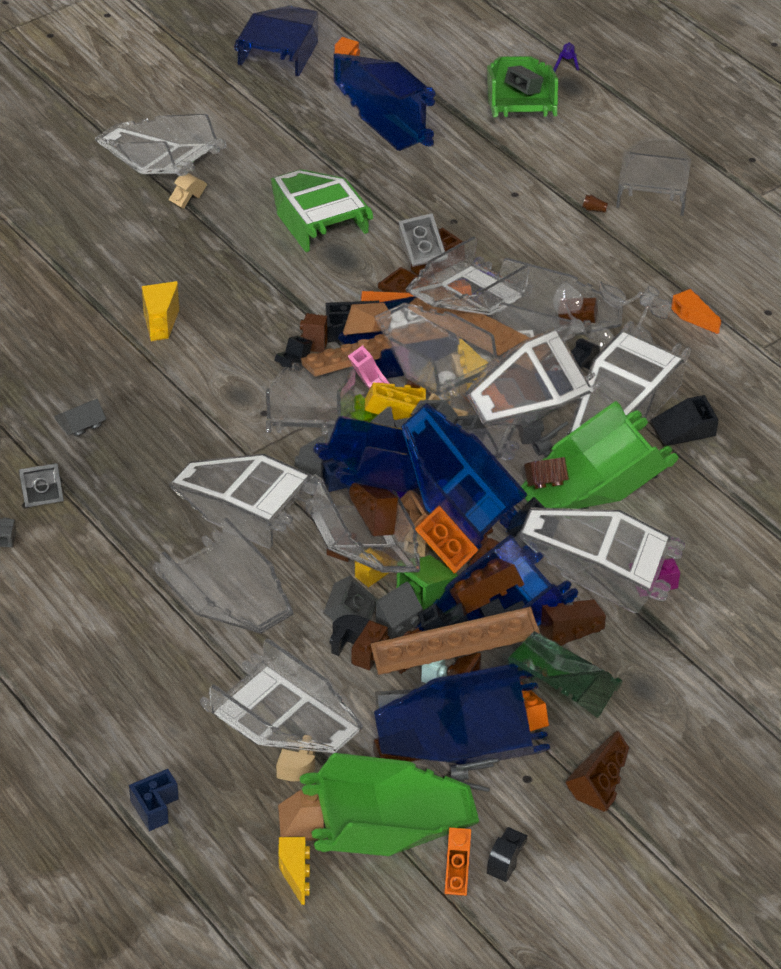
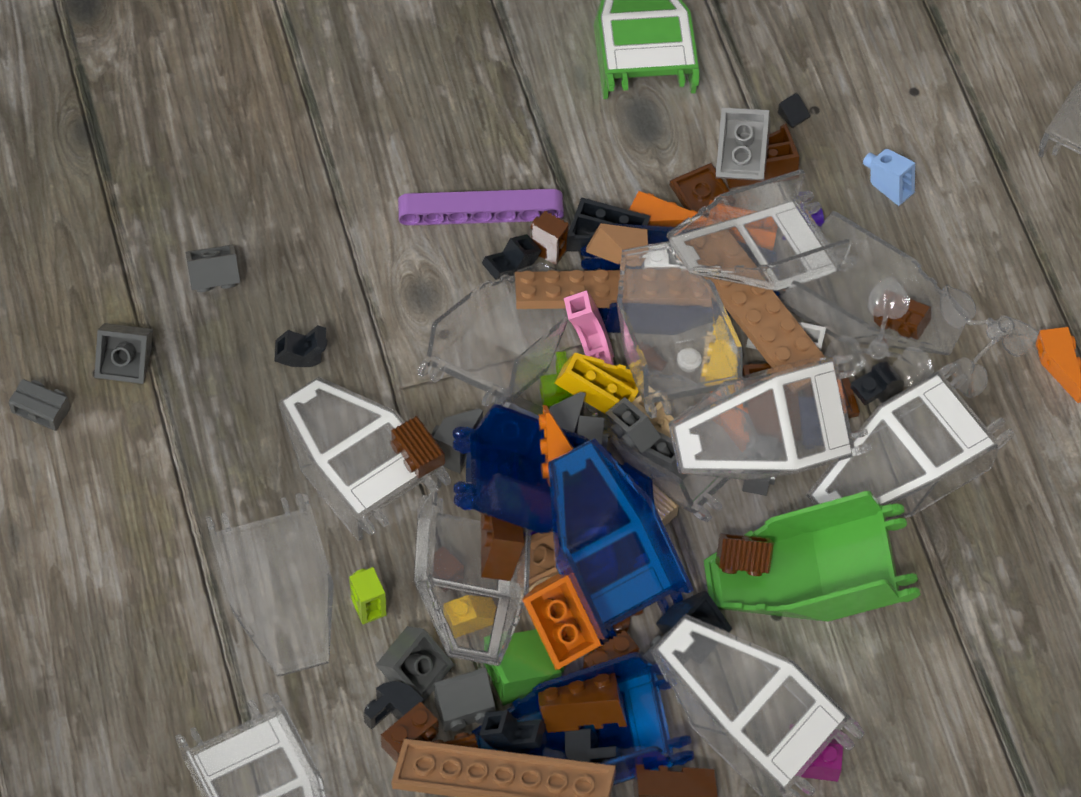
camera: 20 degrees right, 15 degrees up
(160, 308) = (376, 137): yellow slope -> none
(171, 447) = (299, 349): none -> black brick
(250, 333) = (478, 206): none -> medium lavender beam
(292, 466) = (417, 447): none -> reddish brown brick
(297, 571) = (367, 595): none -> lime brick
(389, 432) = (554, 441): none -> orange slope
(442, 221) = (793, 110): none -> black slope
(527, 238) = (892, 175): none -> light blue torso
(544, 444) = (765, 504): dark grey plant -> none
(593, 203) = (1009, 143): reddish brown cone -> none
(686, 421) = (963, 534): black slope -> none

